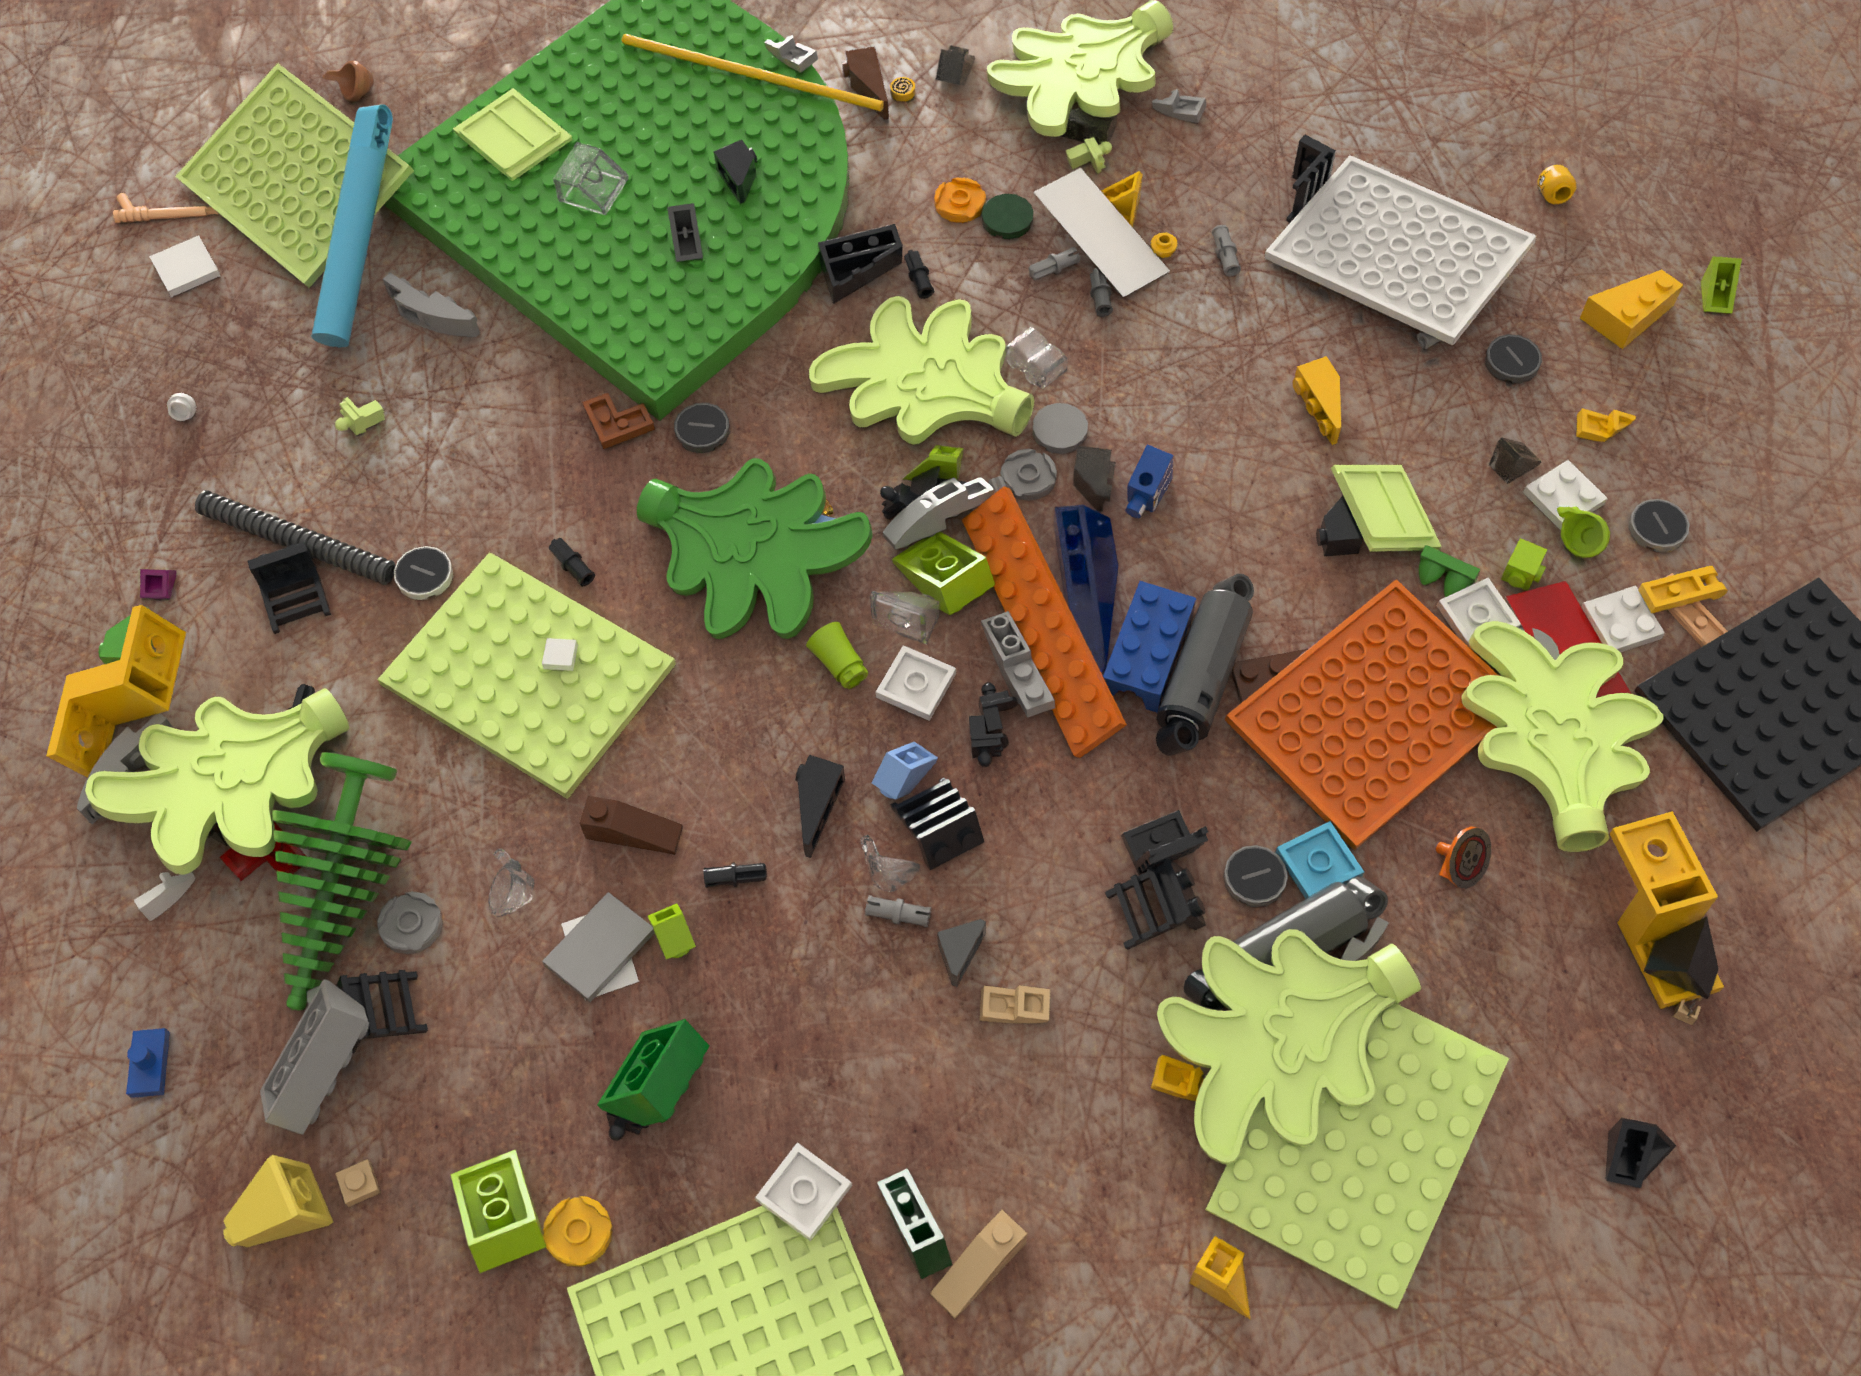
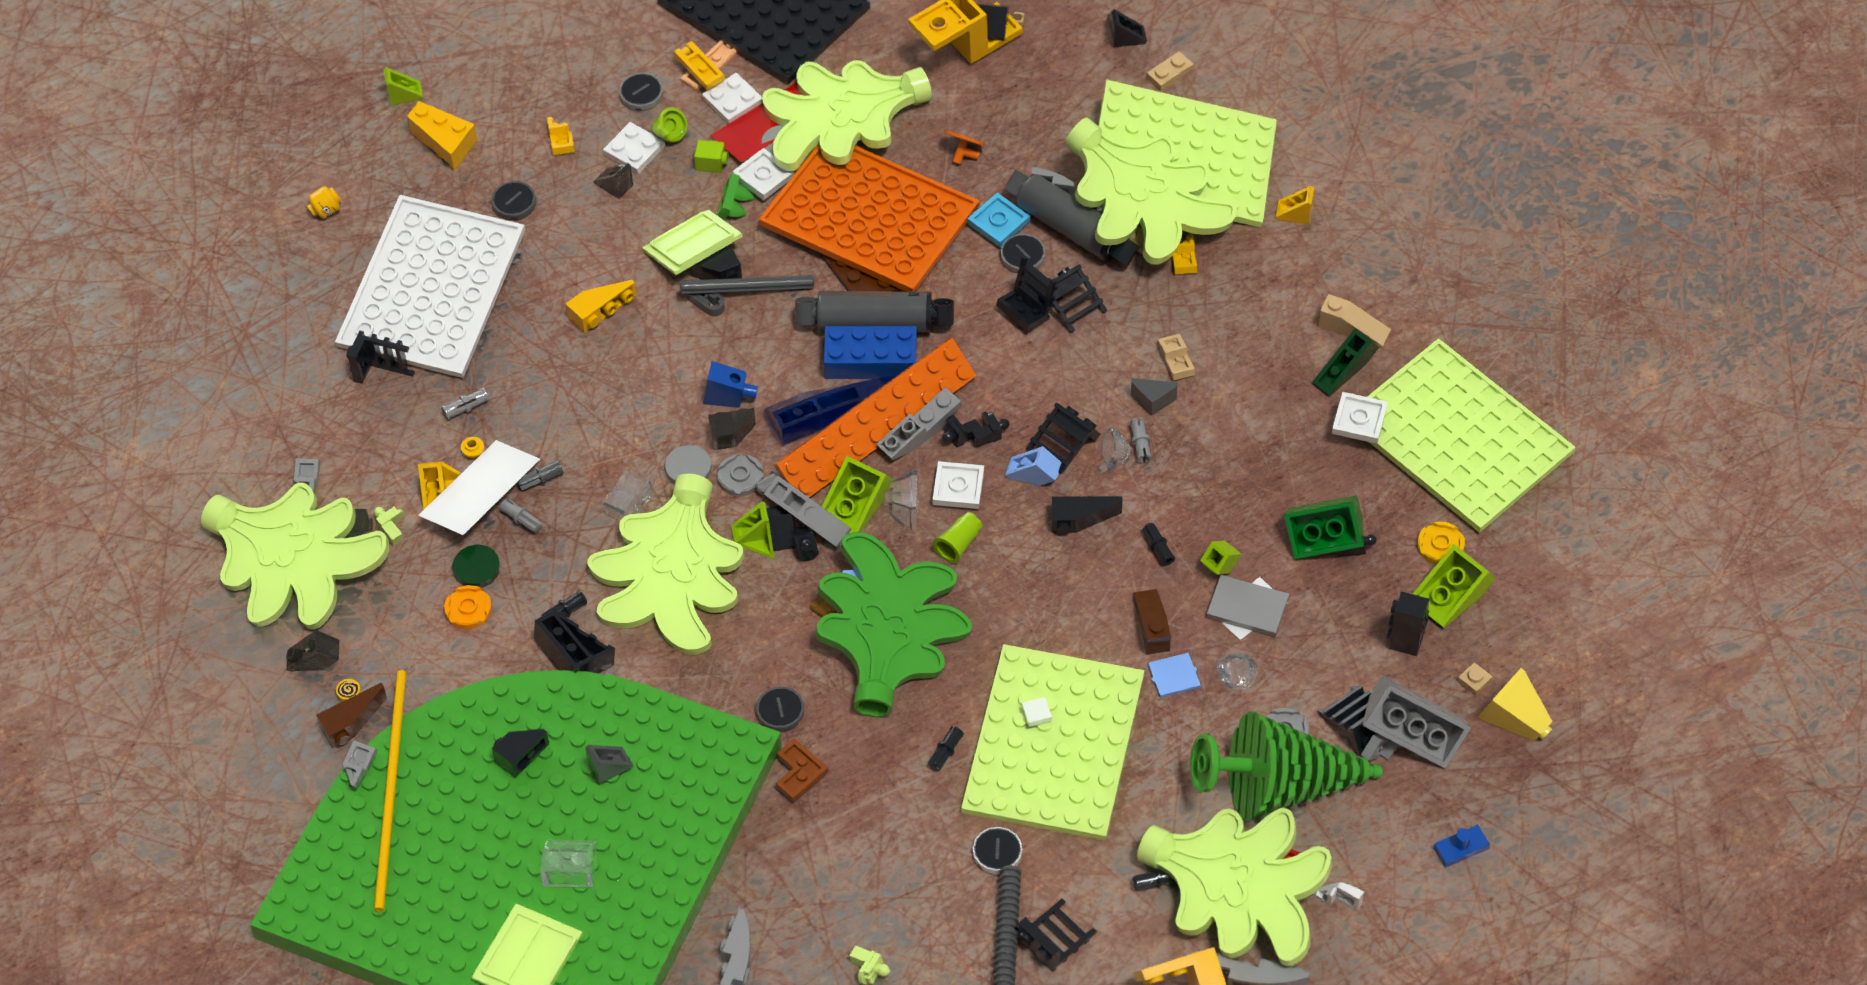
camera: 110 degrees left, 5 degrees down
(457, 1115) = (1408, 623): none -> black wedge
(549, 829) = (1174, 675): none -> light blue piece
(1300, 509) = (703, 302): none -> dark grey beam
(1300, 548) = (746, 284): none -> dark grey axle
(1538, 1191) = (1170, 71): none -> tan plate

